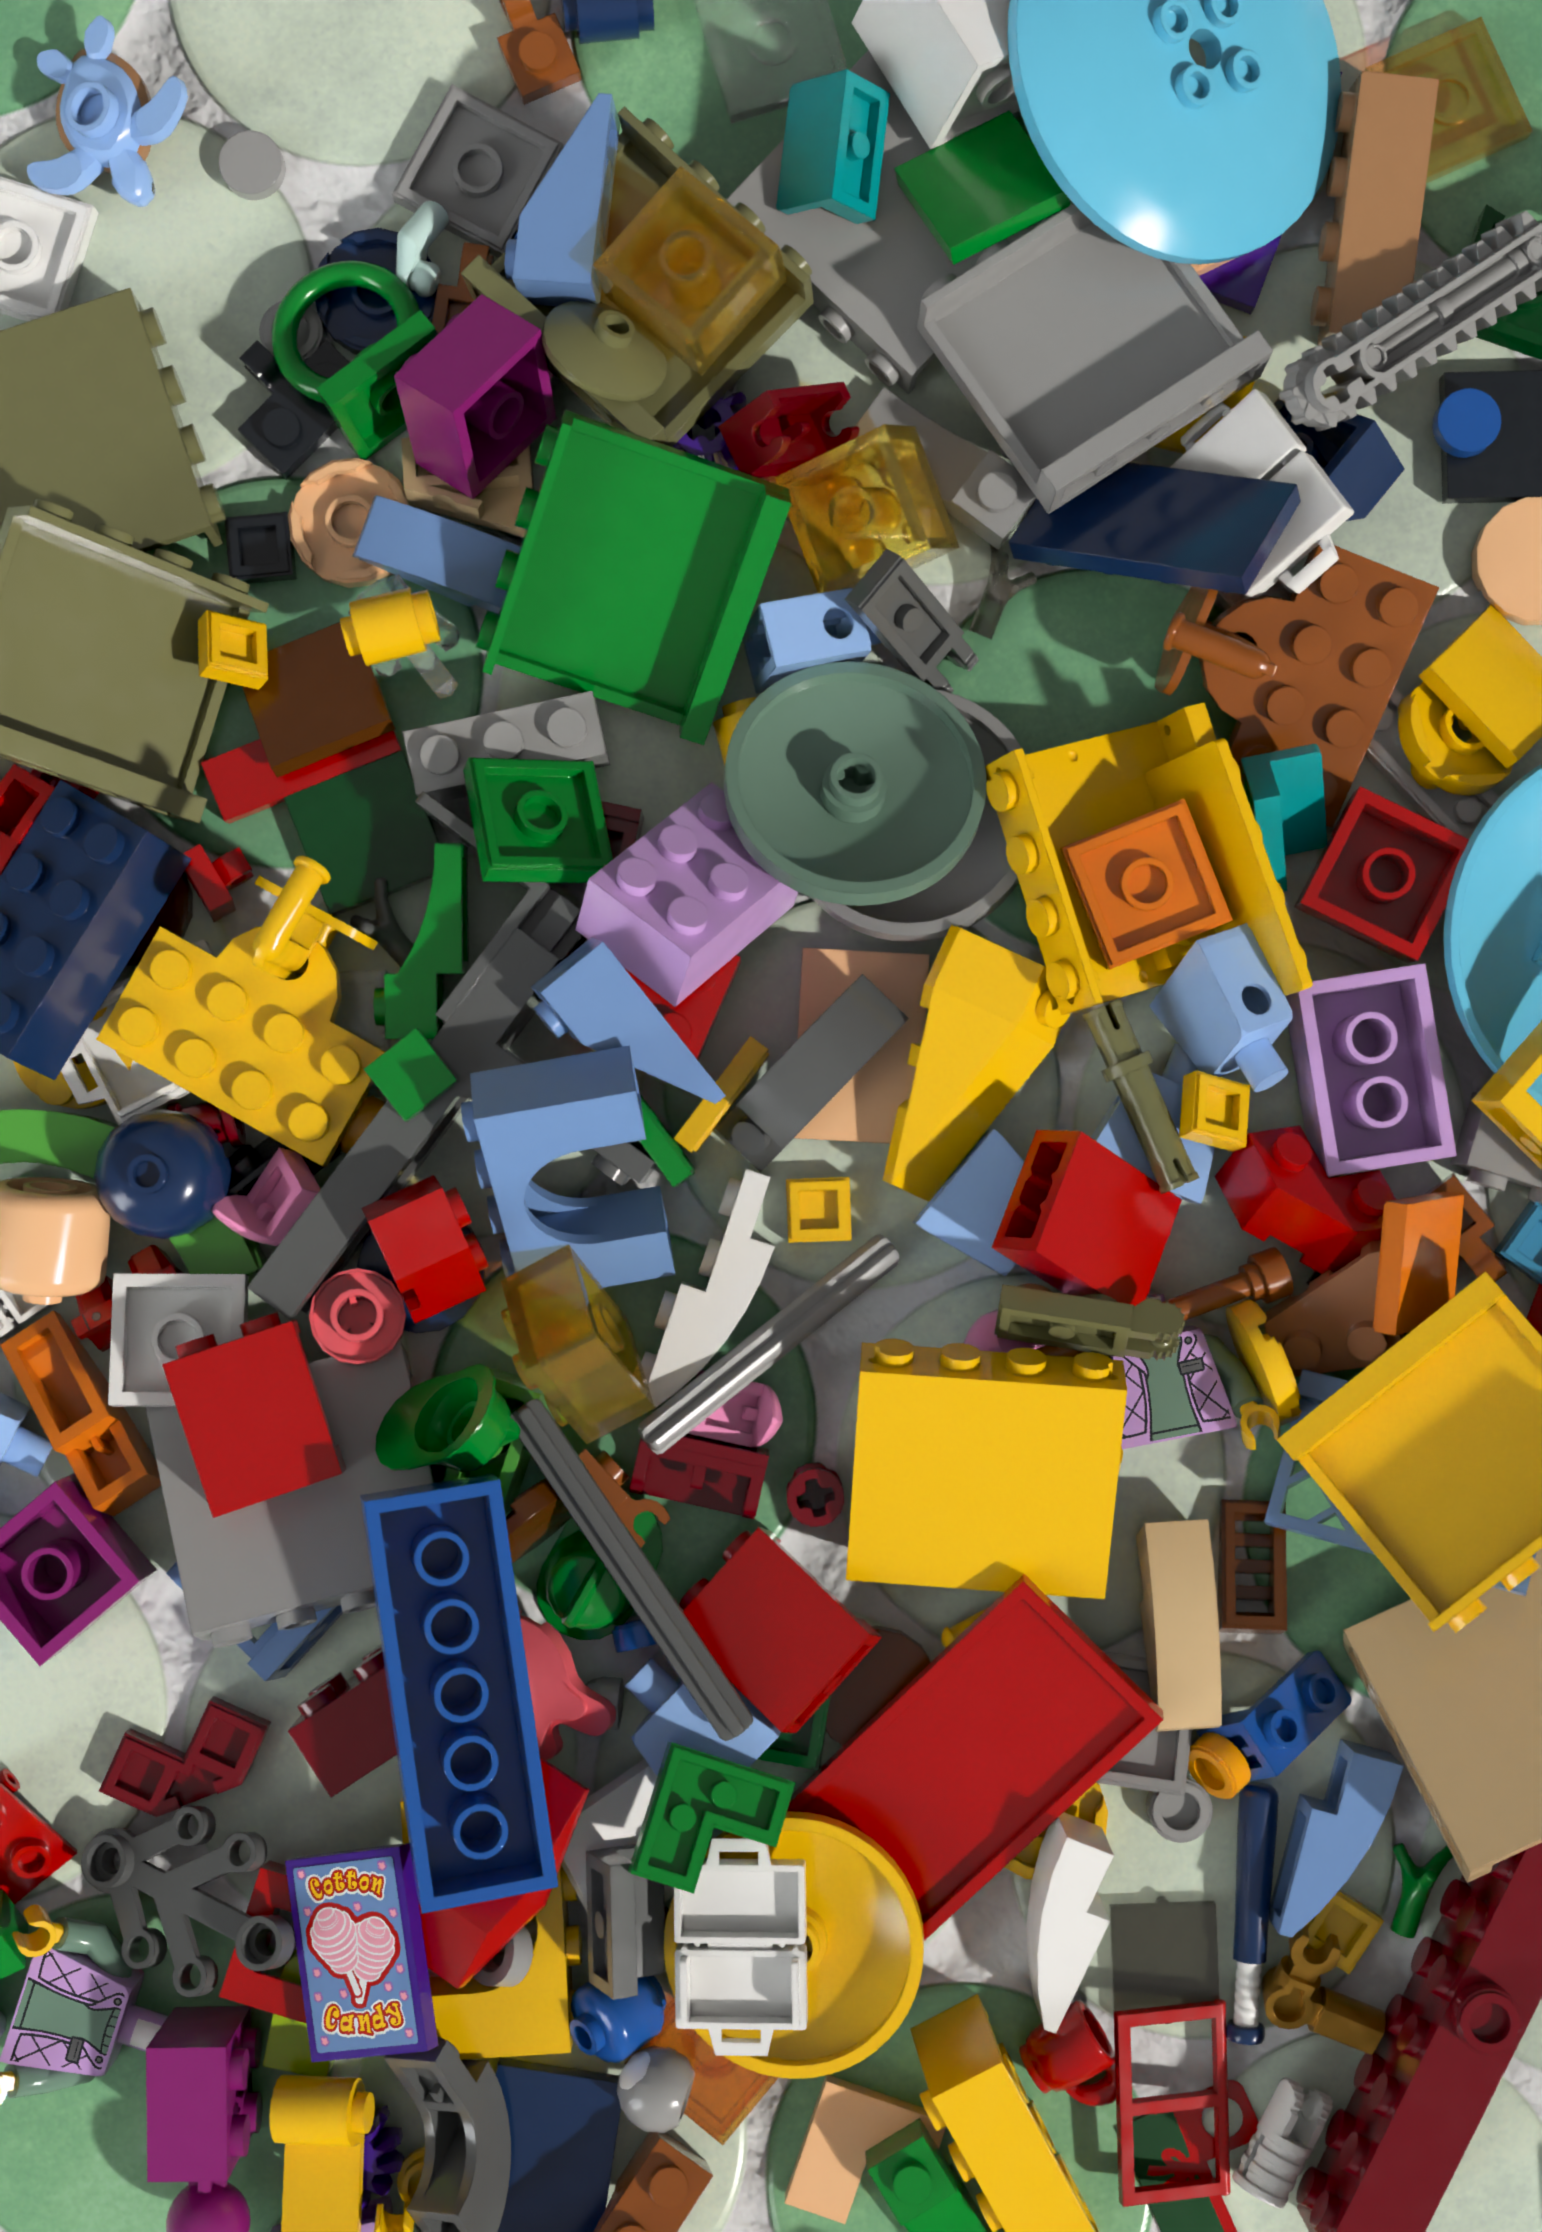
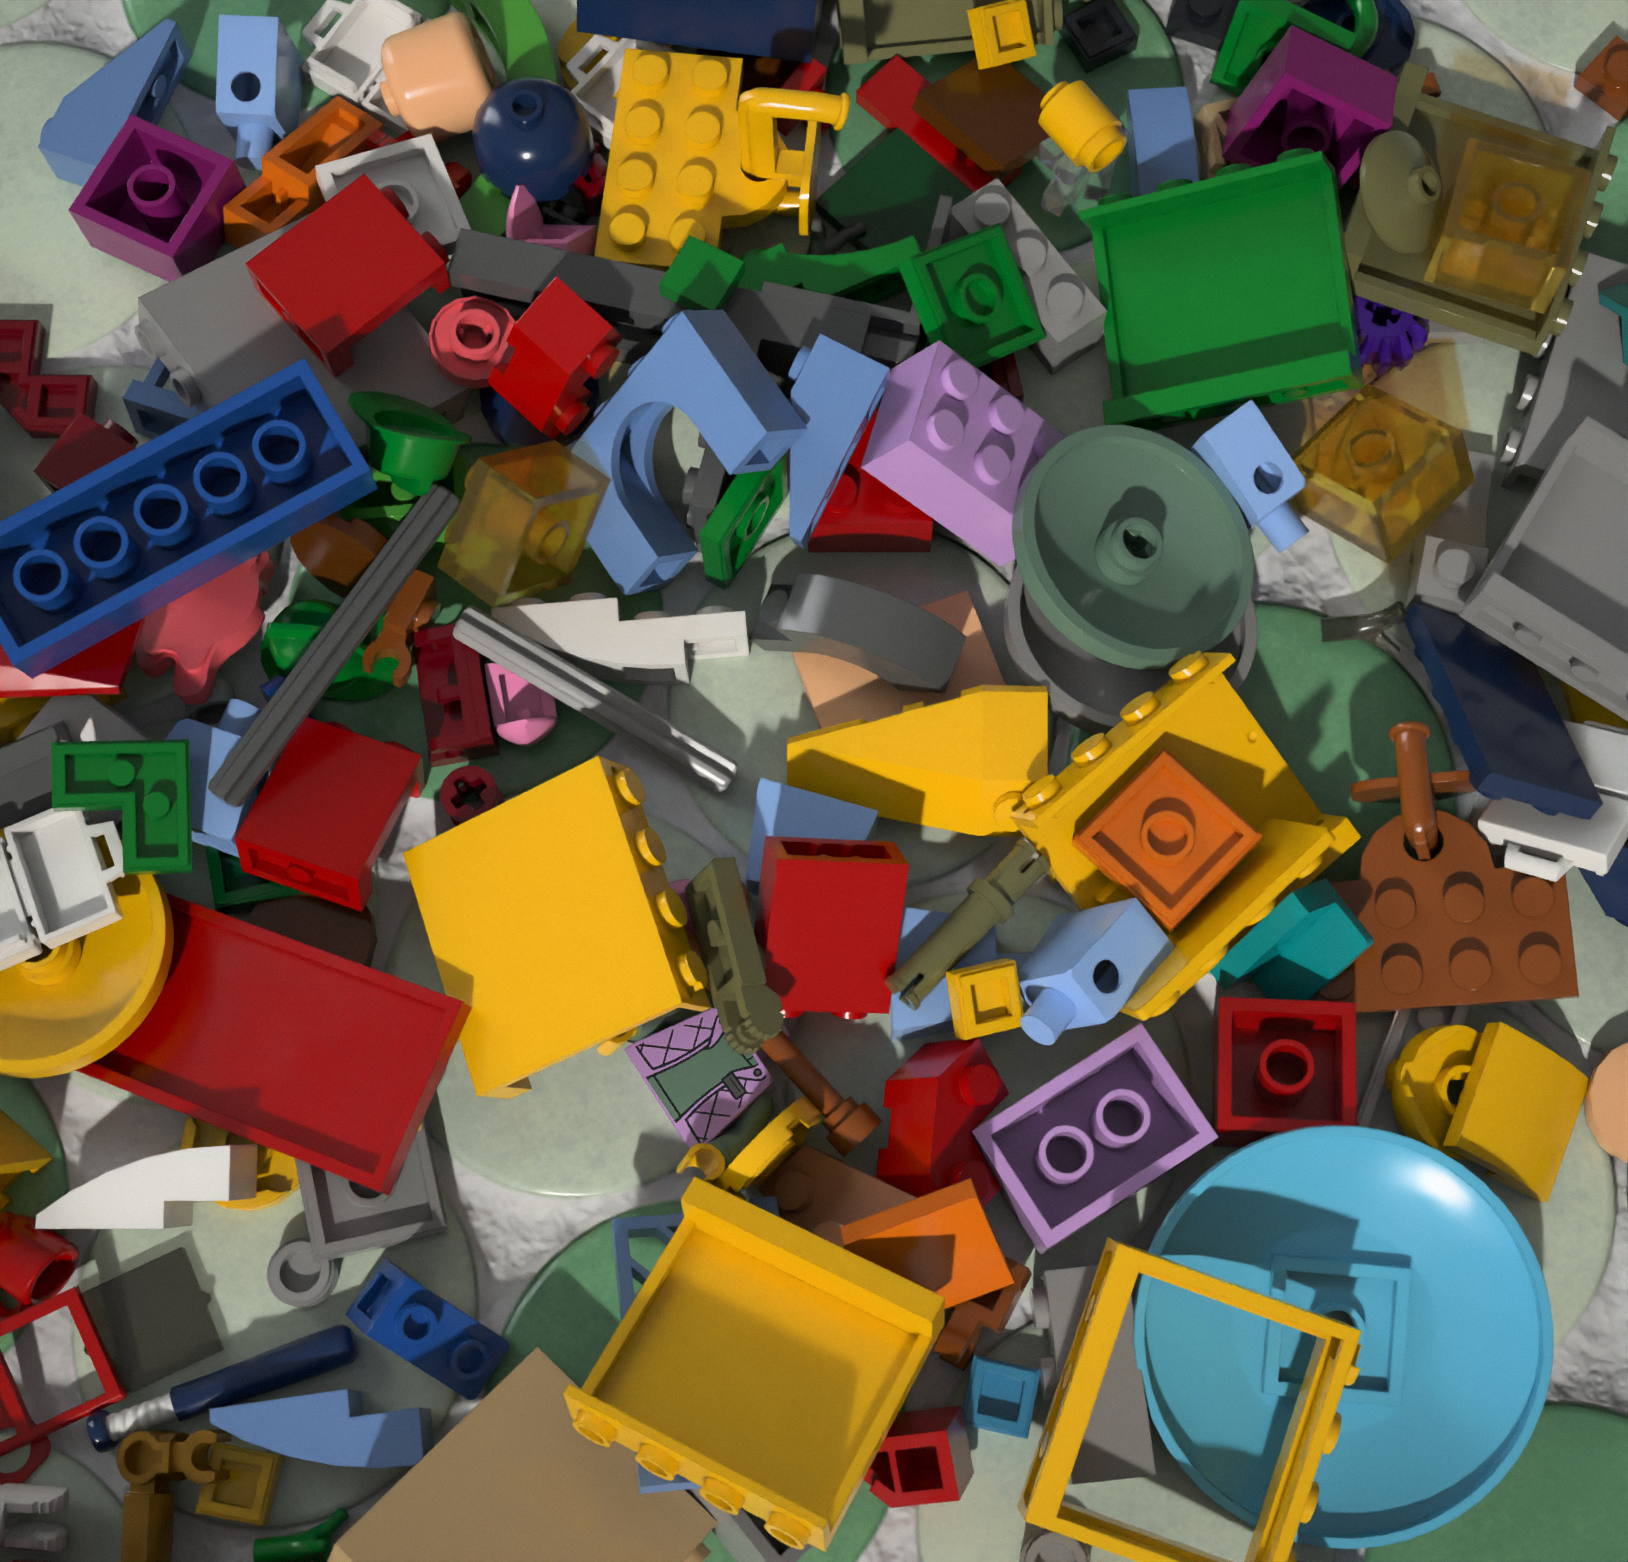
camera: 75 degrees right, 15 degrees down
(331, 515) = (1154, 65): light nougat tile -> none
(413, 247) = (1408, 36): light aqua arm -> none
(477, 168) = (1501, 66): light grey tile -> none
(568, 216) = (1509, 115): medium blue slope -> none
(732, 1083) = (772, 564): yellow tile -> none
(786, 429) = (1418, 366): dark red hinge -> none
(818, 1209) = (737, 704): yellow tile -> none
(910, 620) = (1301, 542): dark grey hinge -> none
(1181, 1623) = (480, 1187): tan slope -> none
(1218, 1766) = (356, 1286): light orange tile -> none
(1275, 1593) = (531, 1228): reddish brown slope -> none

